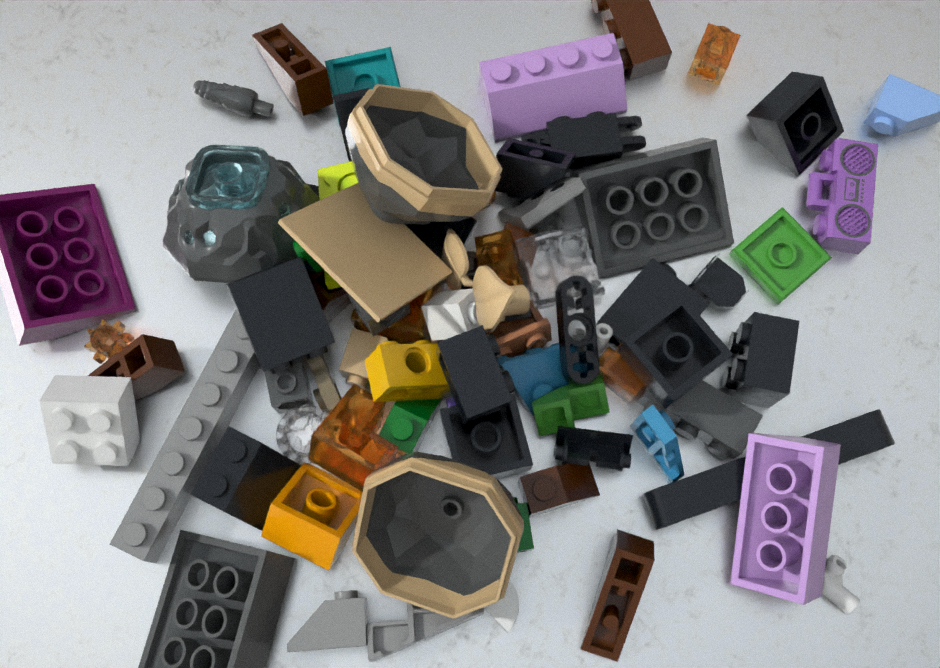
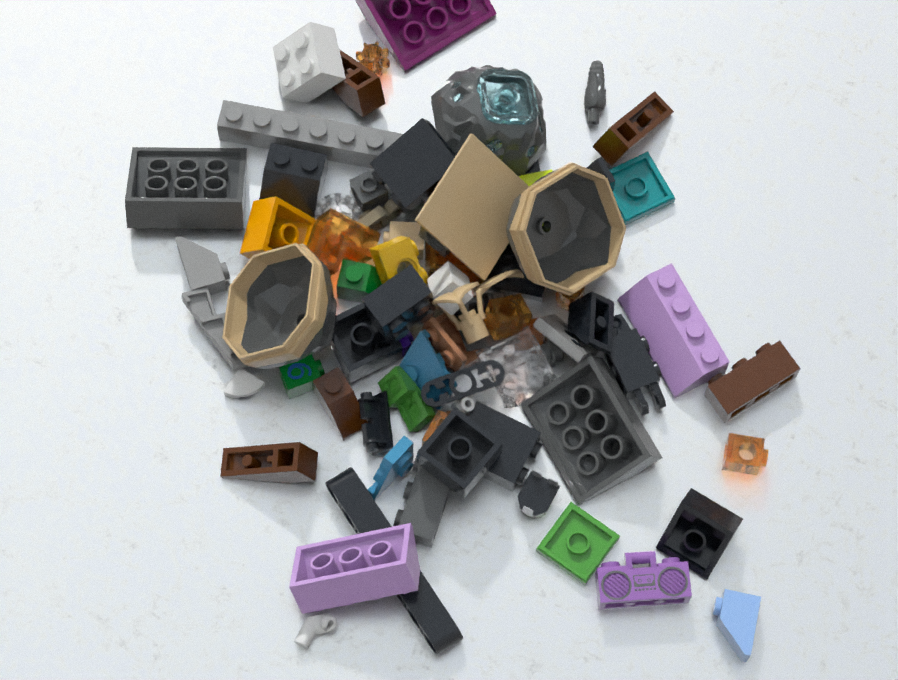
camera: 75 degrees right, 5 degrees down
(761, 360) = (476, 530): black brick -> none

